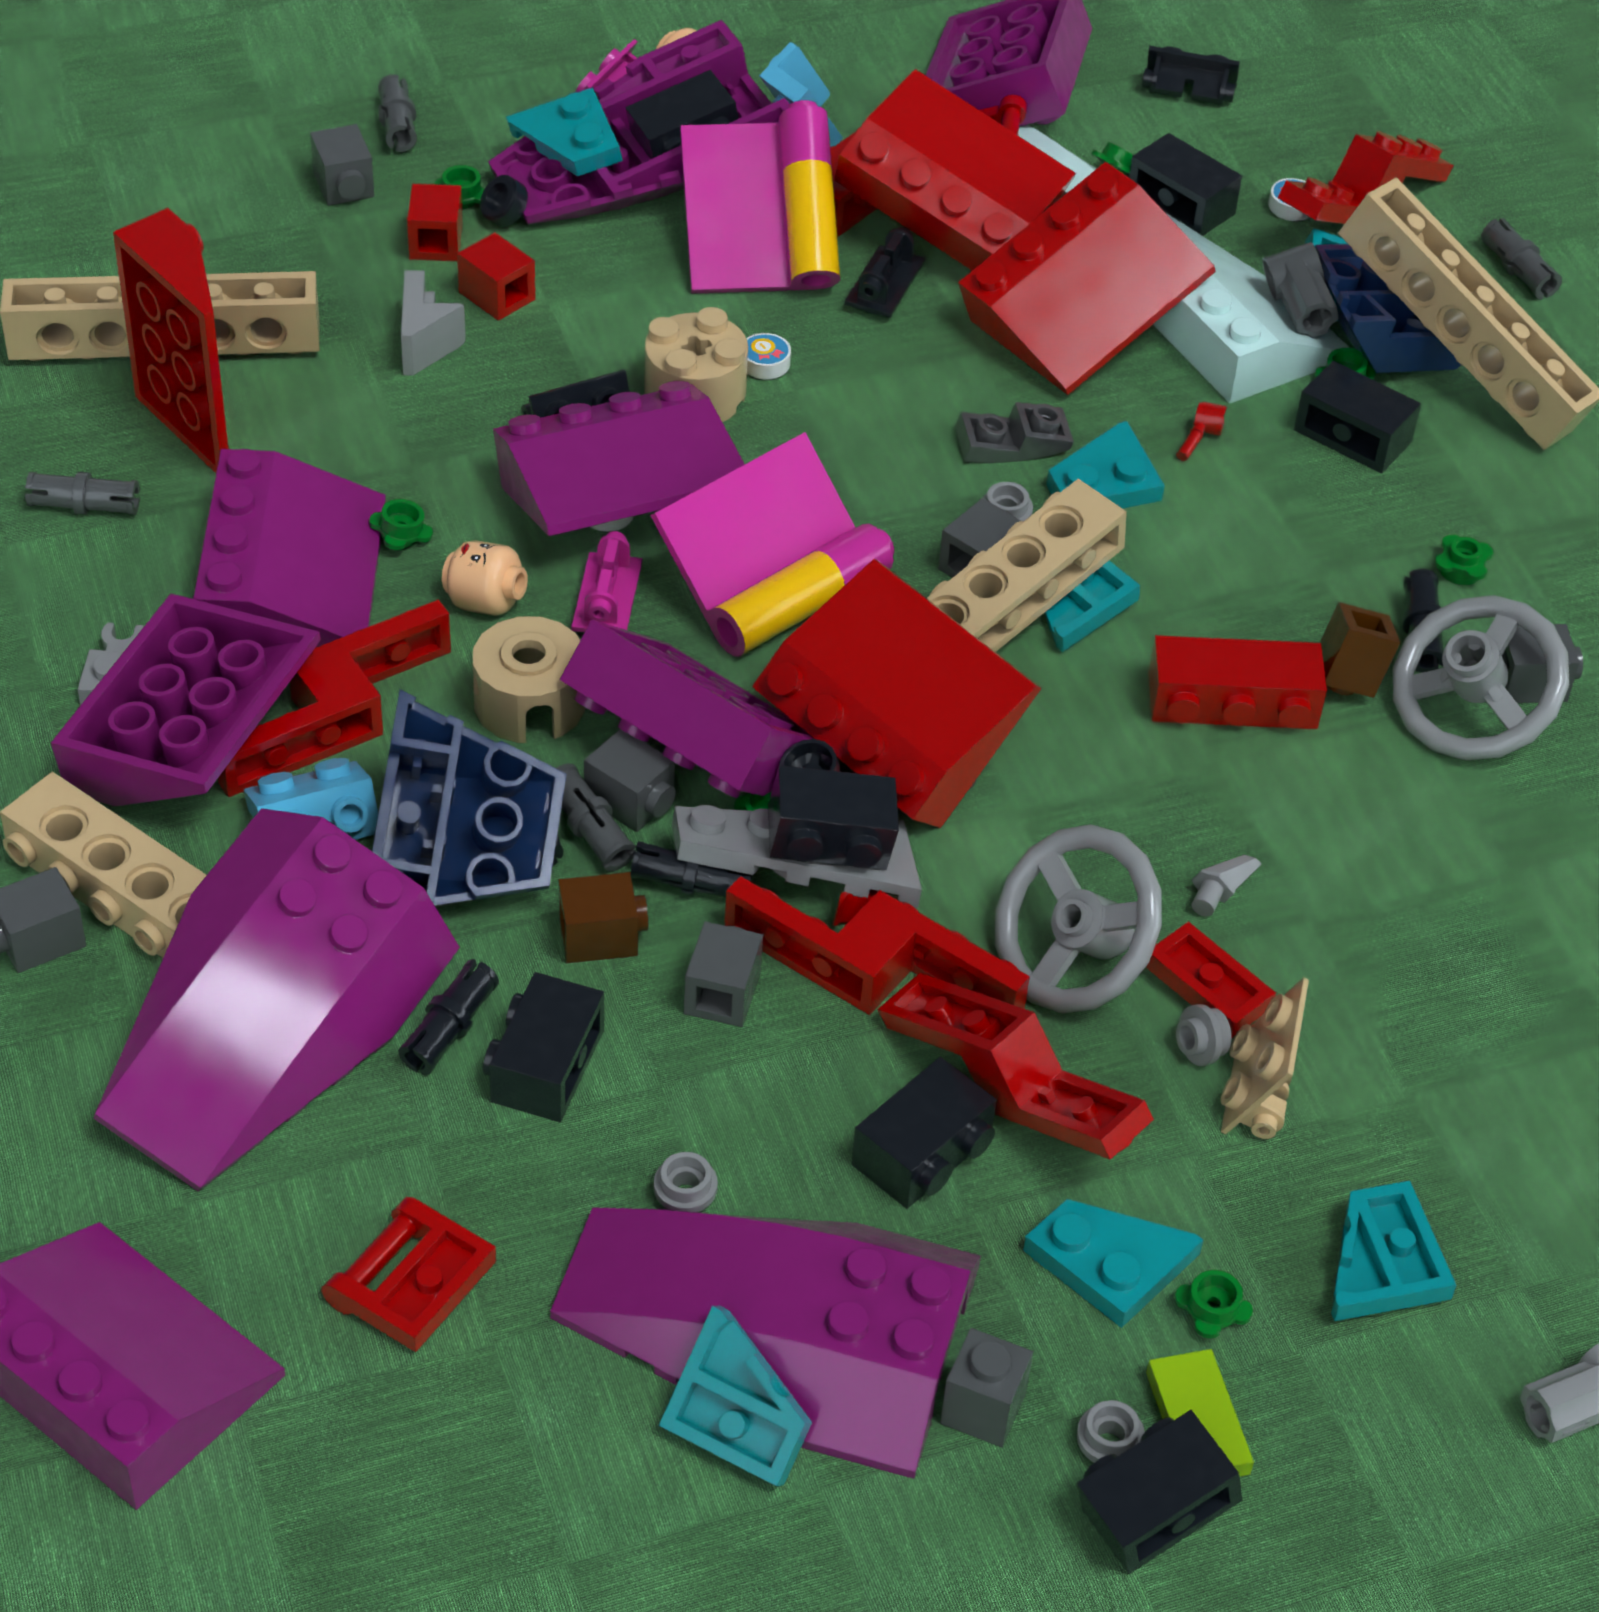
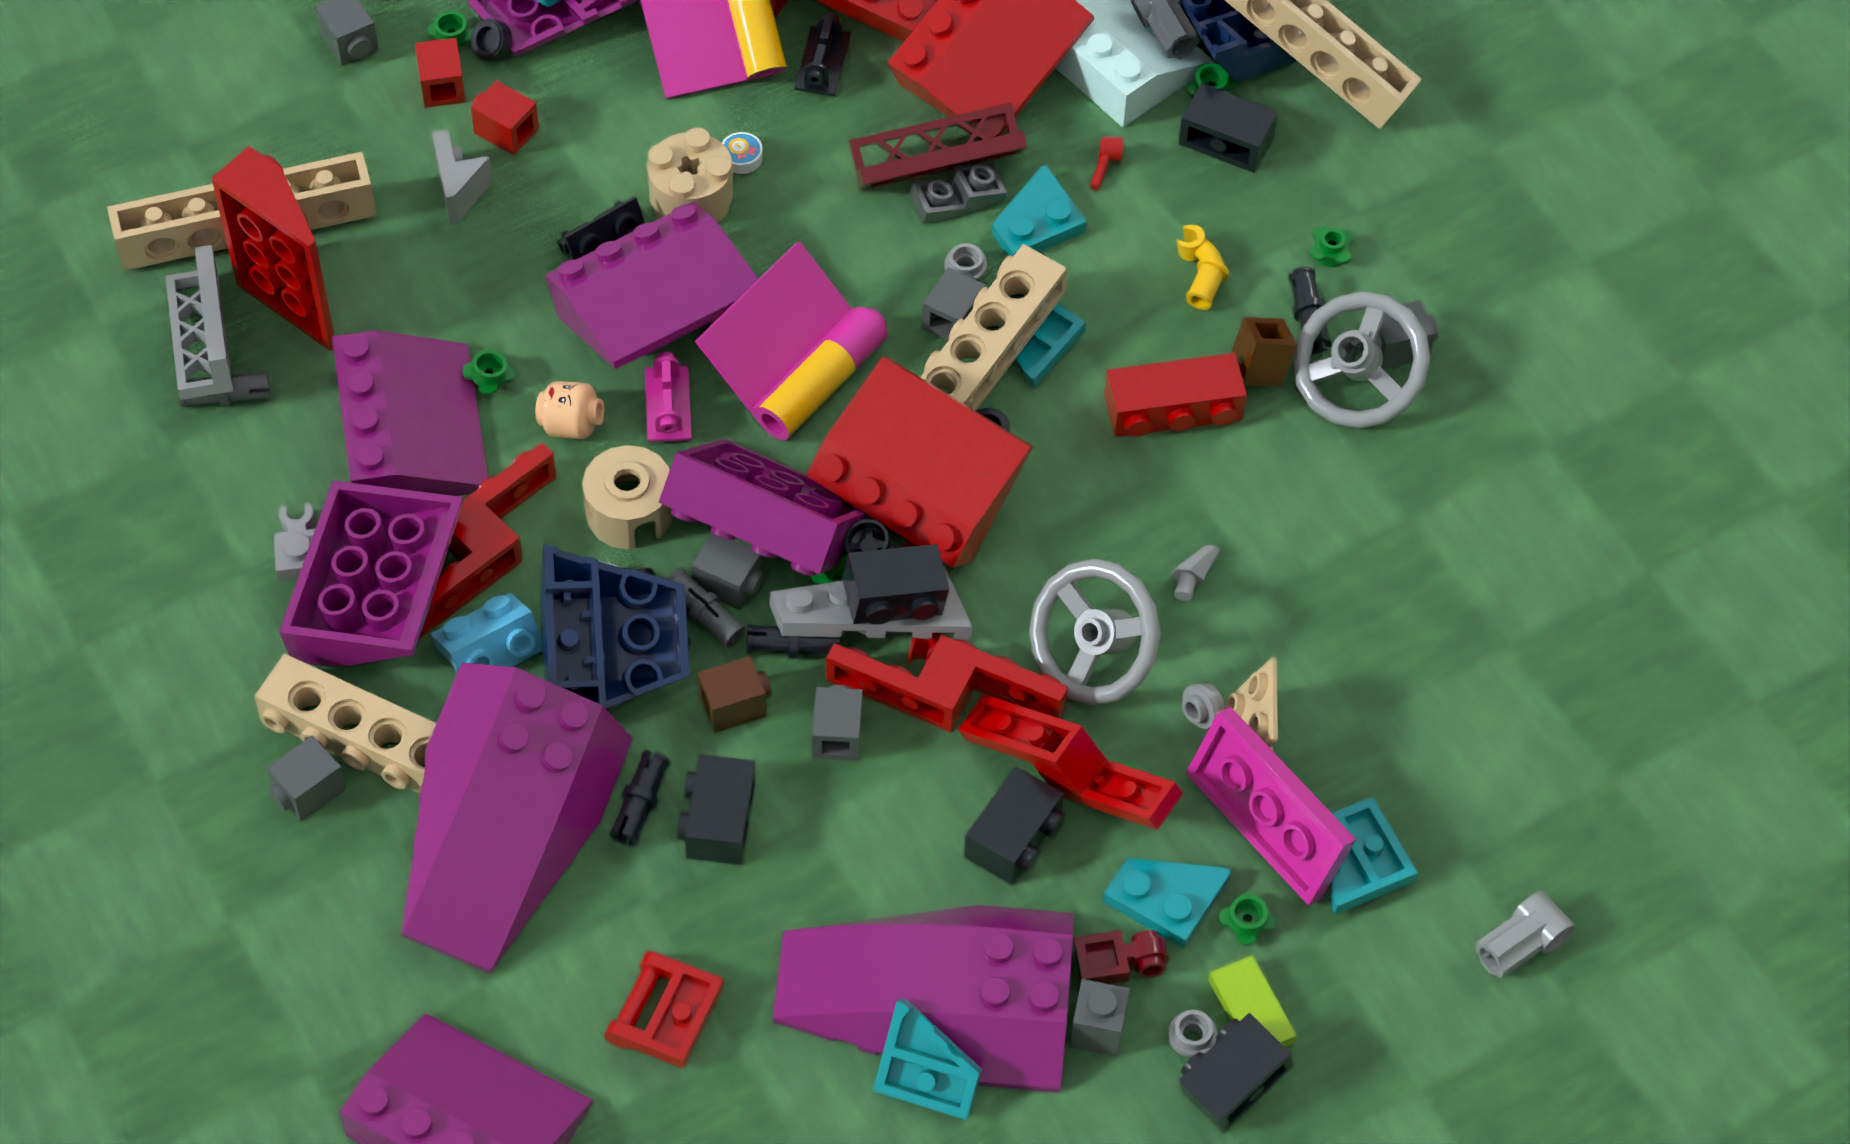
camera: 10 degrees left, 10 degrees up
(82, 431) = (209, 330): none -> light grey fence
(690, 1170) = (847, 887): light grey plate -> none
(998, 391) = (942, 159): none -> dark red fence
(1017, 1316) = (1107, 959): none -> dark red plate
(1209, 976) = (1200, 656): red plate -> none
(1270, 1164) = (1270, 806): none -> dark pink plate
(1307, 555) = (1210, 267): none -> yellow piece

